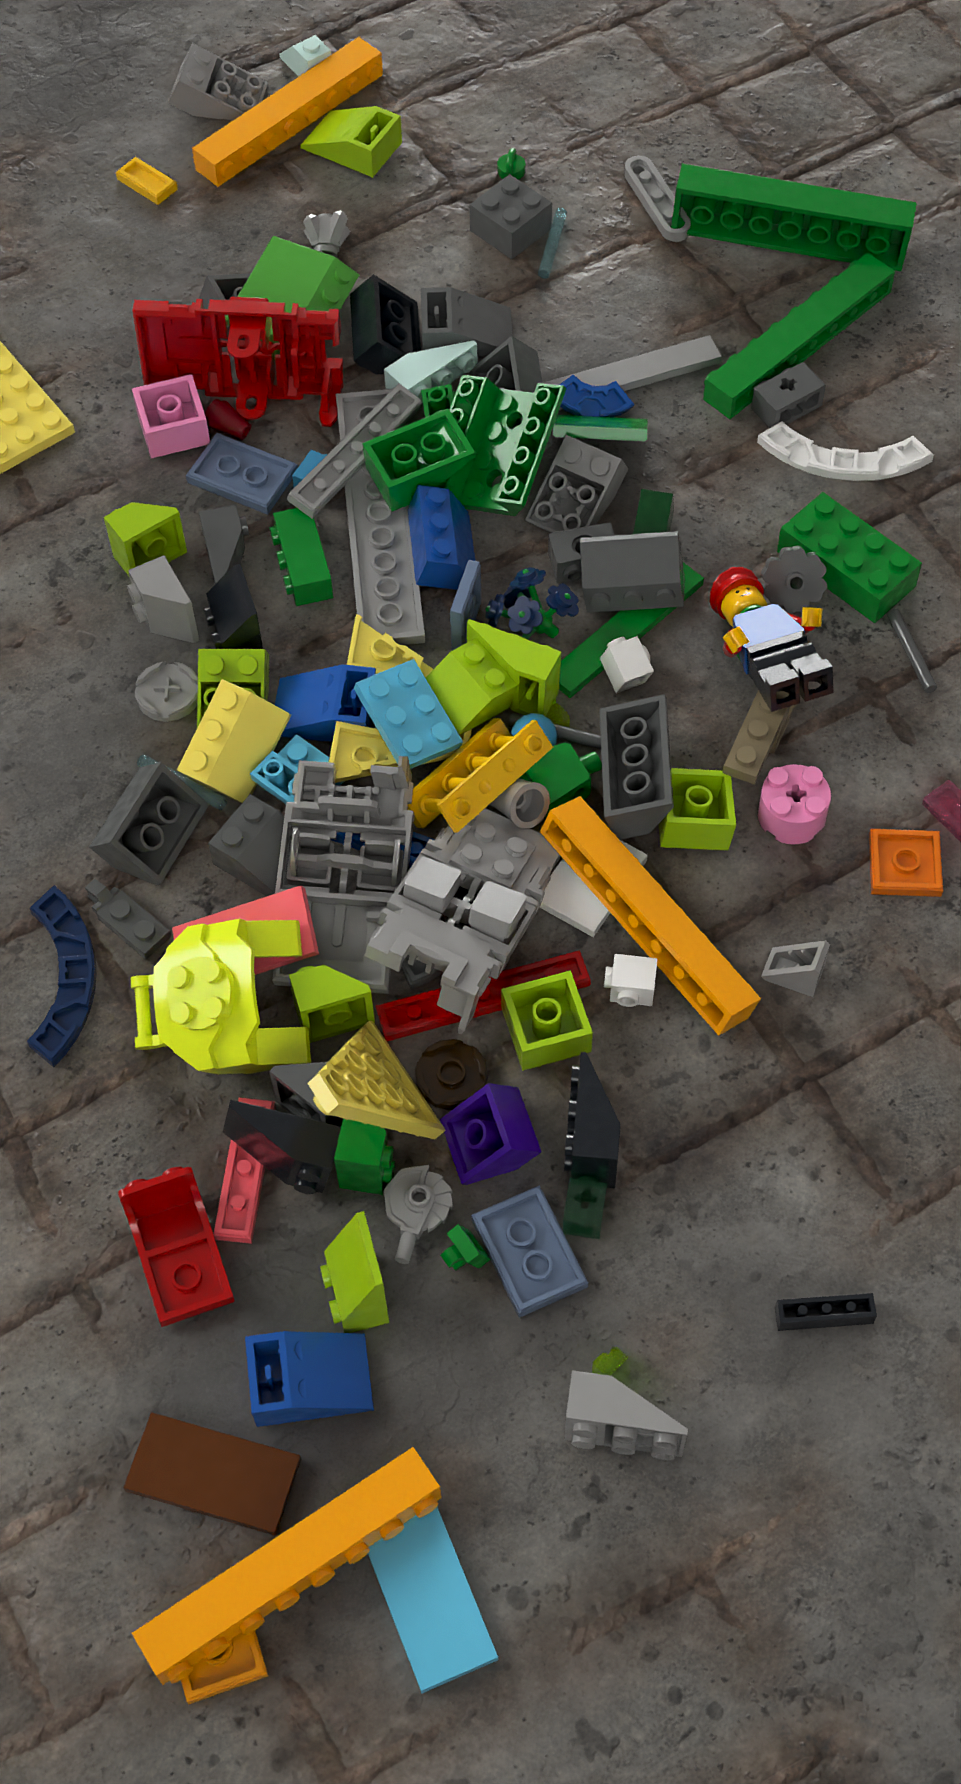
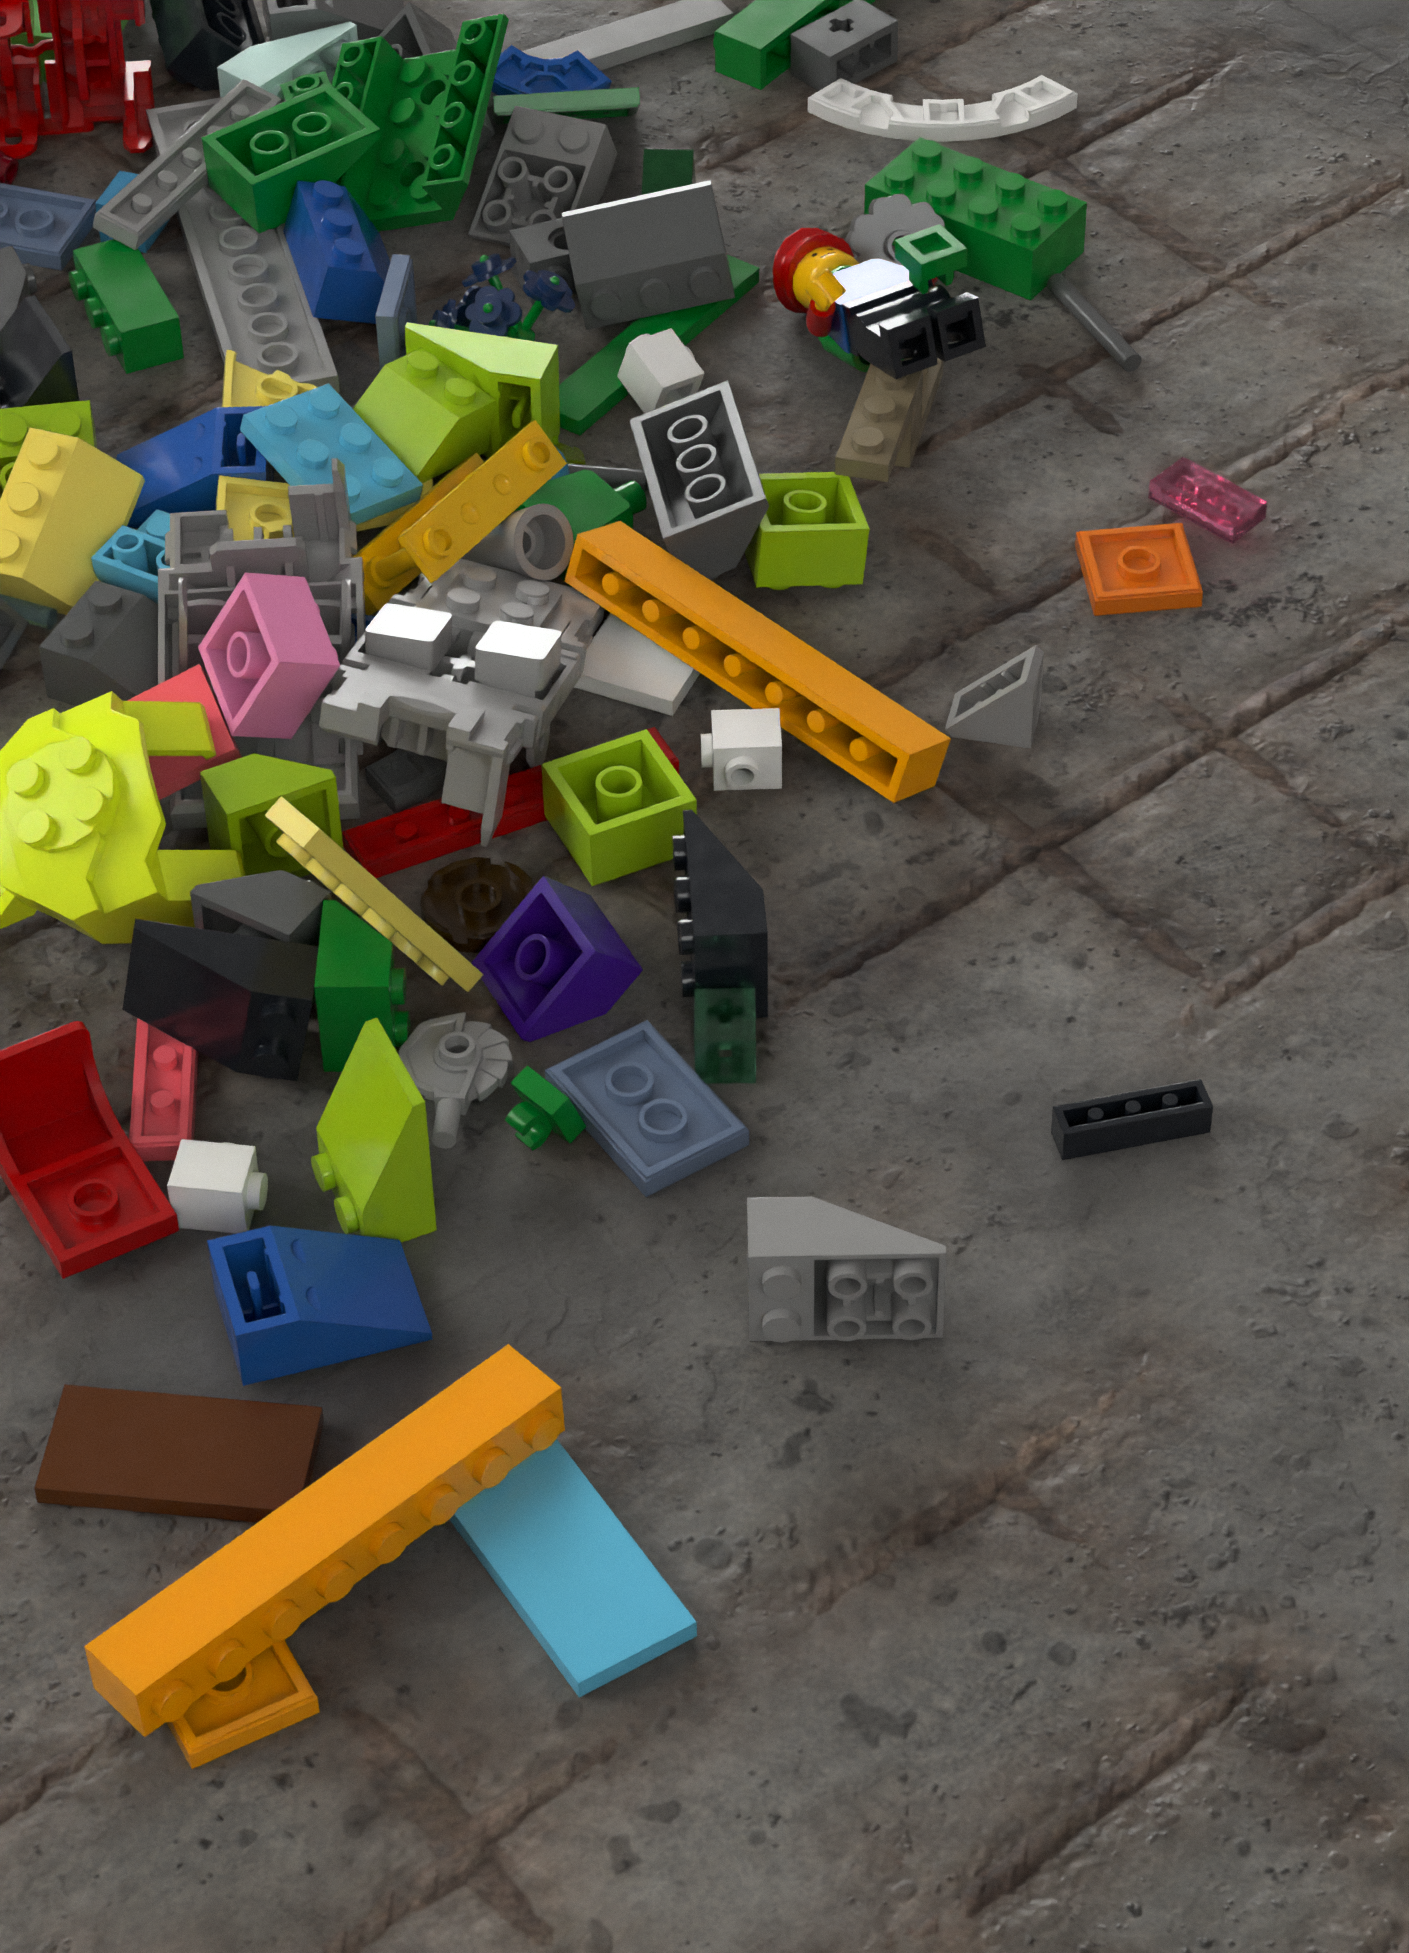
camera: 10 degrees left, 15 degrees down
(260, 1276) = (216, 1186): none -> white brick
(342, 894) = (268, 656): none -> bright pink brick
(794, 803) = (952, 509): bright pink brick -> none
(807, 627) = (930, 255): none -> green tile

